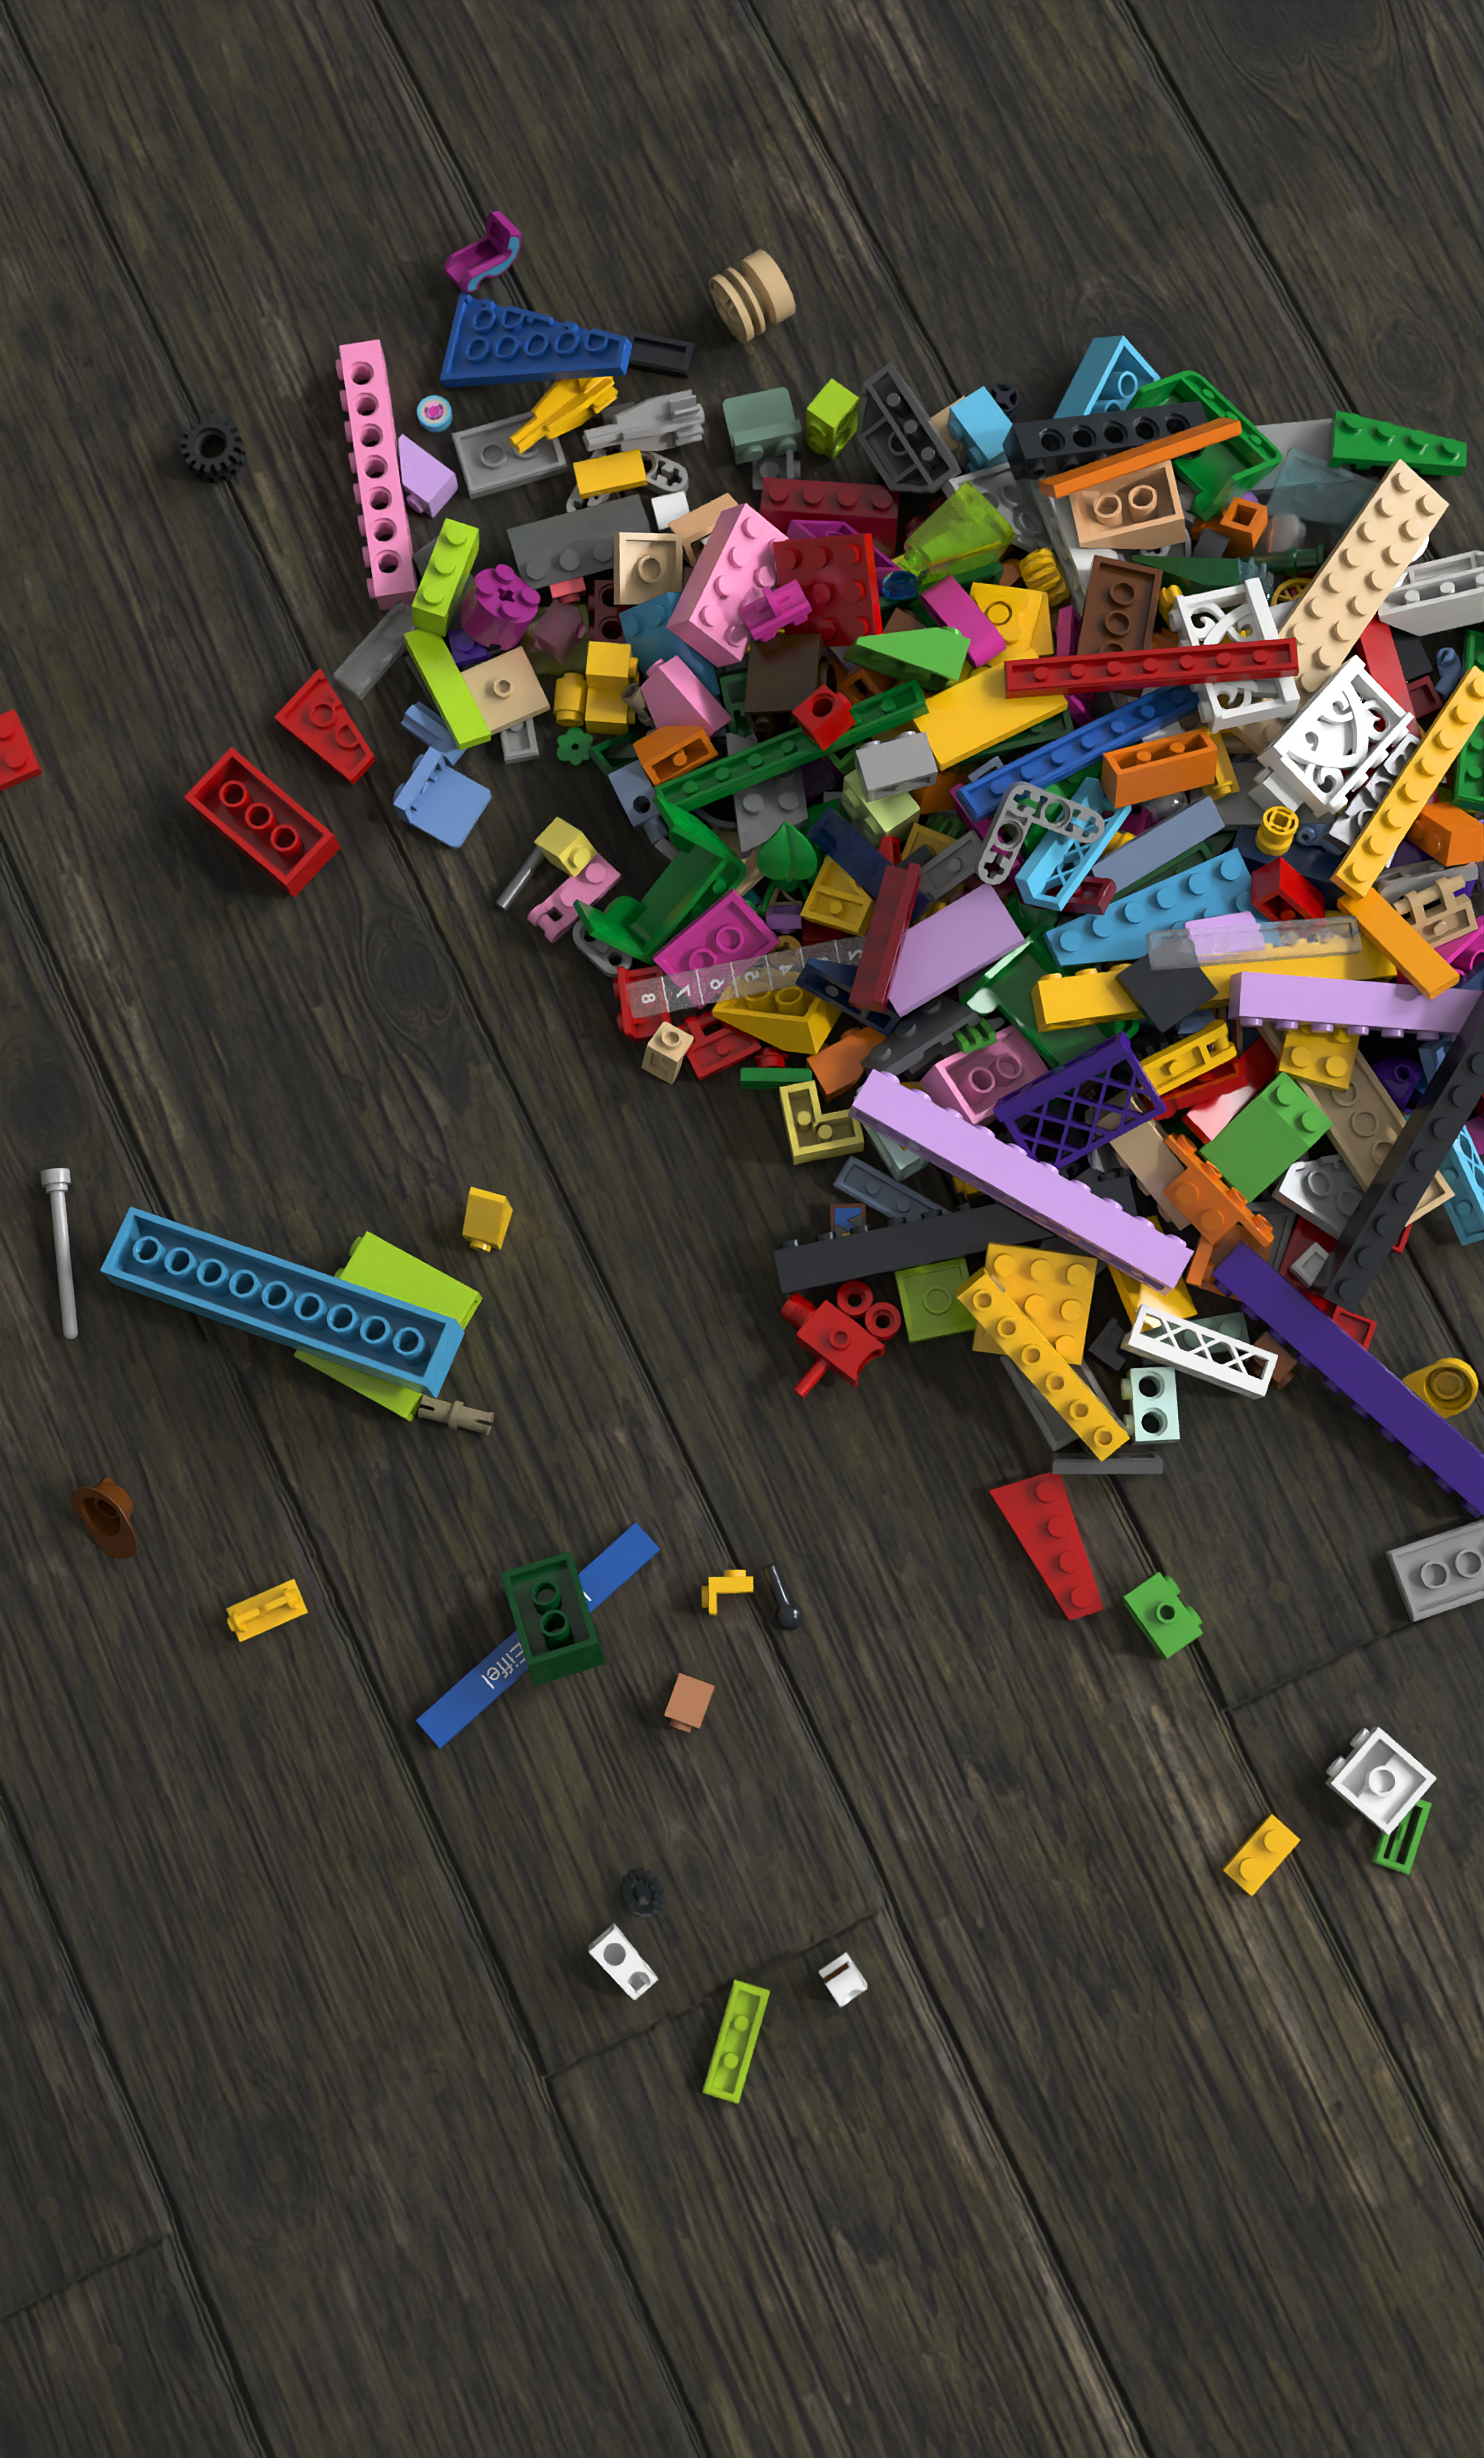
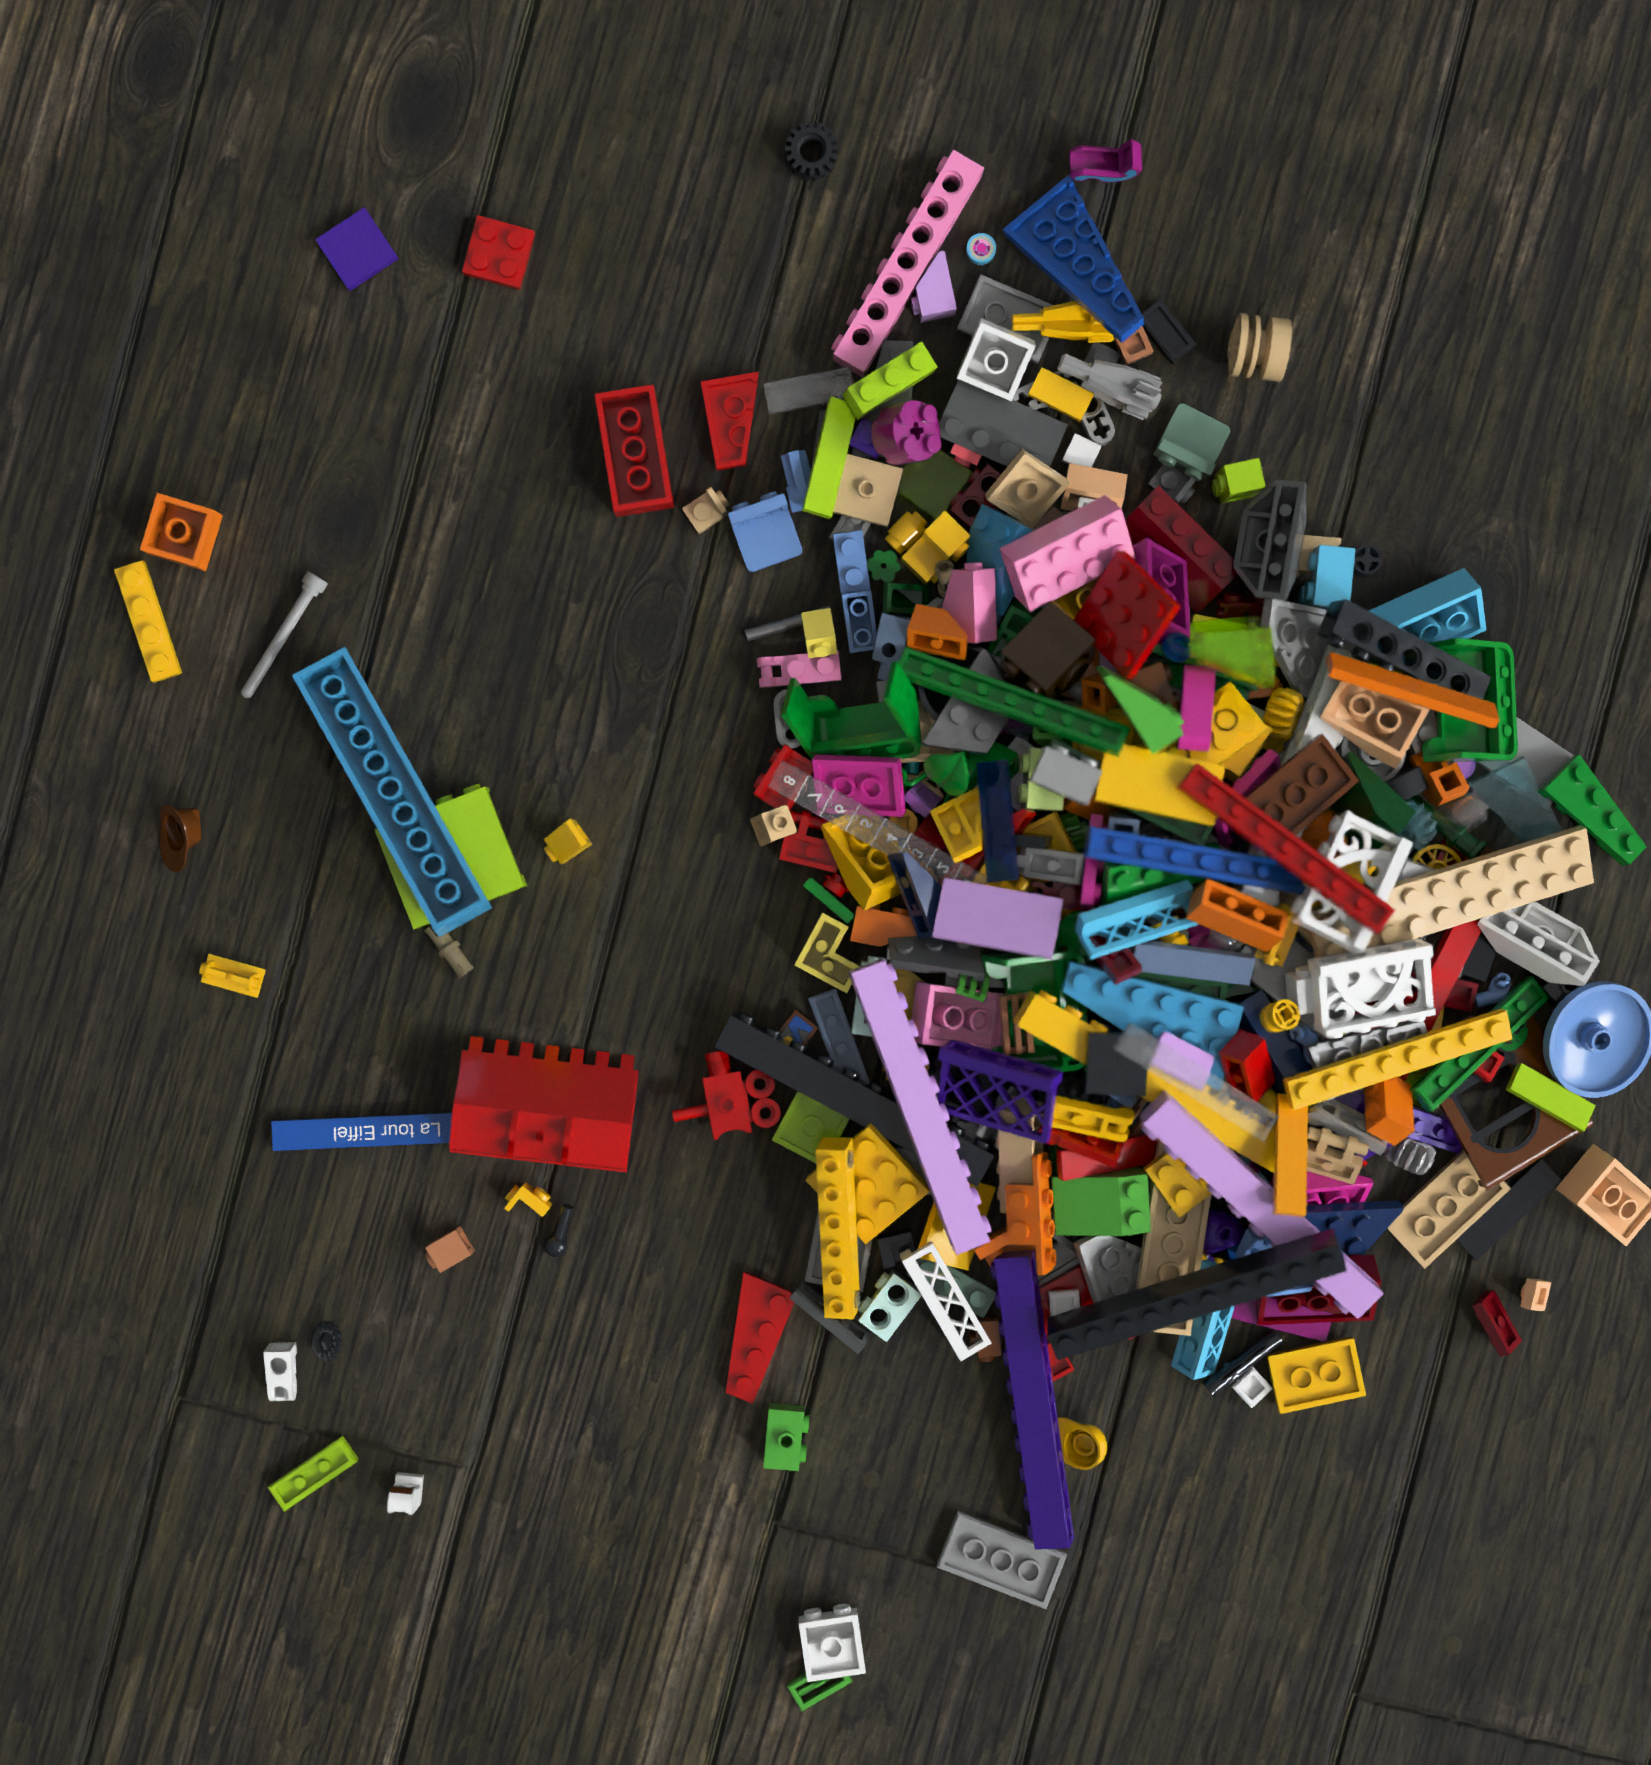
camera: 35 degrees right, 10 degrees up
(372, 825) = (706, 510): none -> tan bracket
(526, 486) = (996, 359): none -> white brick
(552, 1618) = (404, 1130): dark green slope -> none
(559, 630) = (936, 479): clear pink brick -> none
(567, 786) = (855, 590): none -> medium blue slope
(638, 384) = (1134, 347): none -> nougat plate
(670, 1488) = (544, 1107): none -> red piece
(776, 610) = (1078, 601): dark pink hips -> none
(824, 716) = (1044, 714): red brick -> none
(885, 938) = (965, 880): dark red fence -> none
(1021, 818) = (1116, 881): light grey beam -> none
(1061, 1035) = (1029, 1042): none -> nougat tile
(1166, 601) = (1346, 802): yellow arm -> none
(1260, 1854) = (722, 1625): yellow plate -> none

